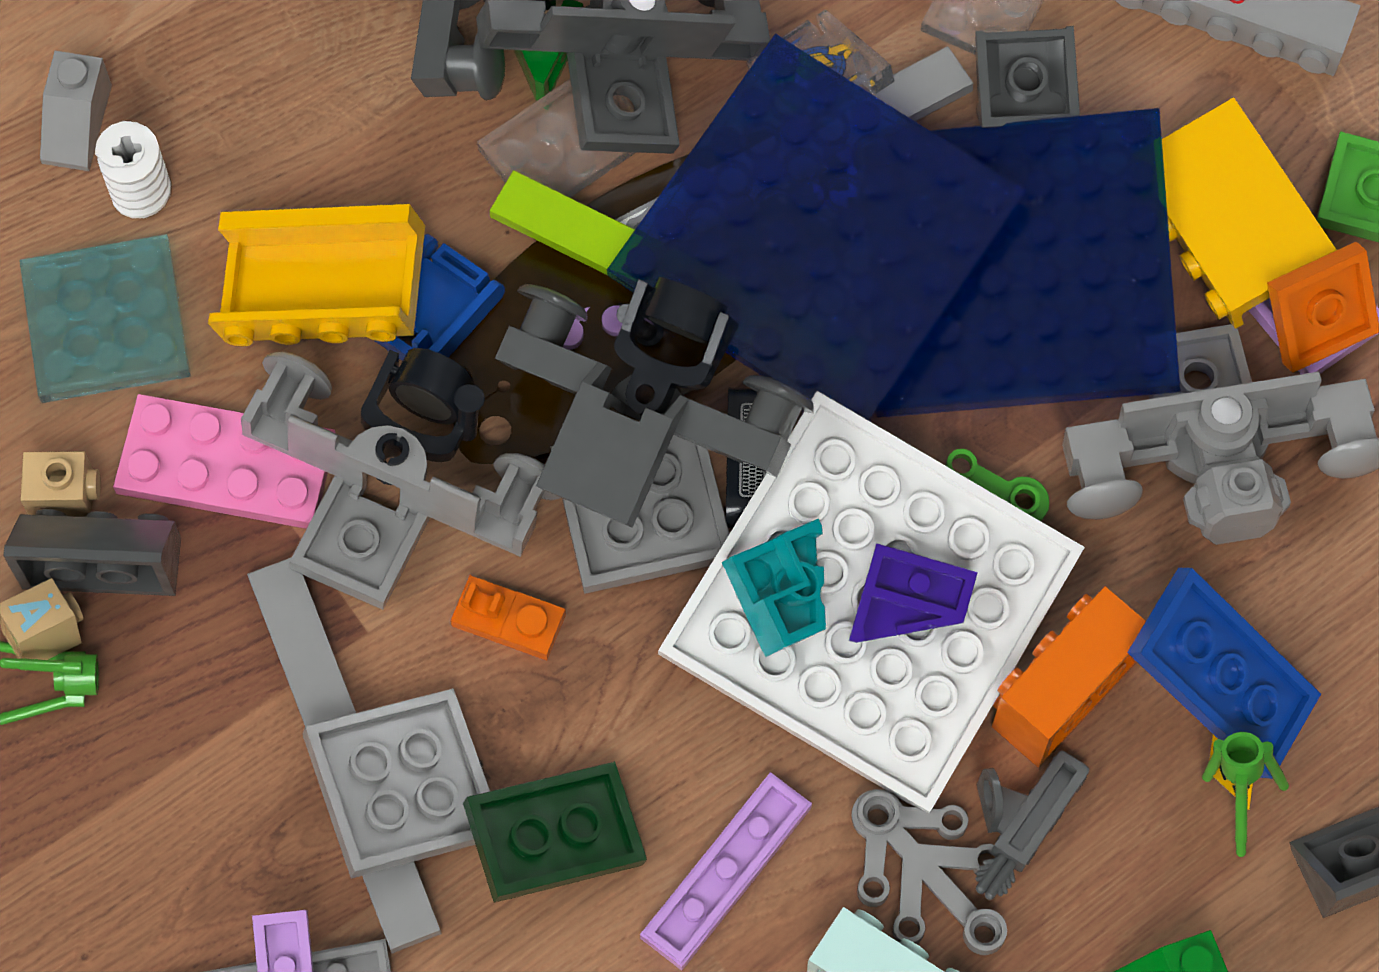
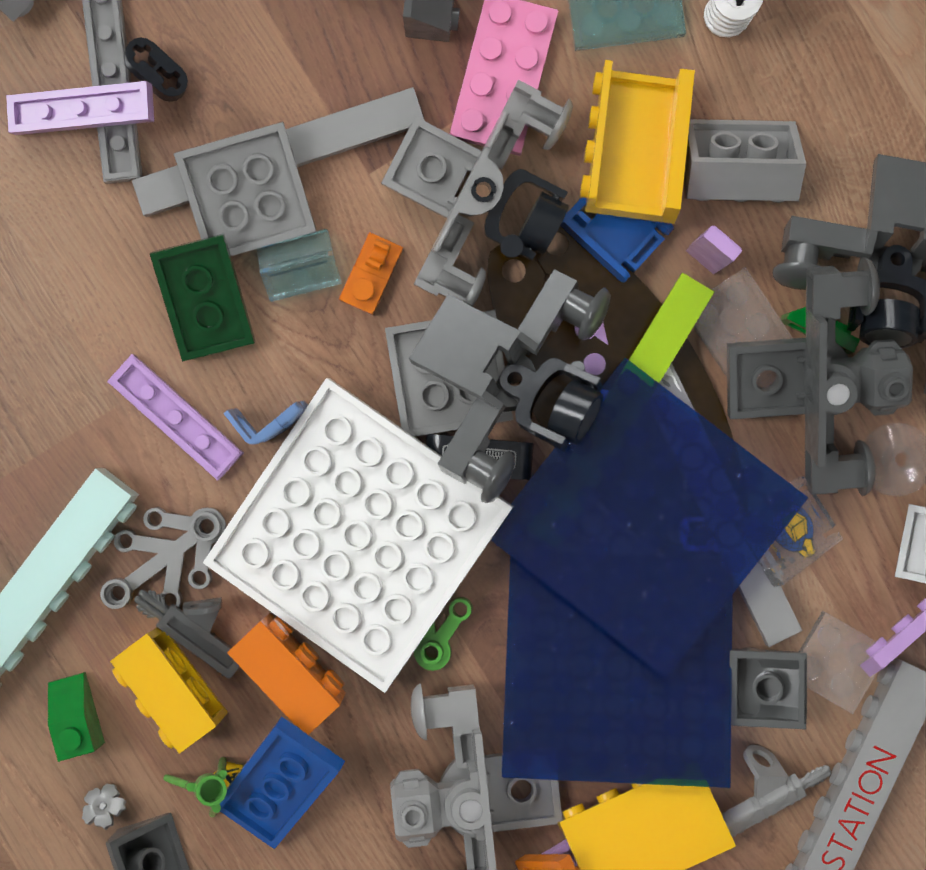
camera: 95 degrees right, 20 degrees up
(229, 924) = (162, 63): none -> black beam
(336, 142) = (744, 160): none -> light grey slope
(460, 167) = (714, 249): none -> lavender tile
(501, 710) = (298, 265): none -> clear light blue panel
(731, 721) = (273, 429): none -> medium blue piece
(781, 587) = (363, 469): teal slope -> none
(910, 595) = (350, 562): dark purple wing -> none
(1111, 836) = (168, 689): none -> yellow brick
(1159, 69) = (772, 790): none -> light grey piece
(1291, 932) = (102, 806): none -> light grey plant

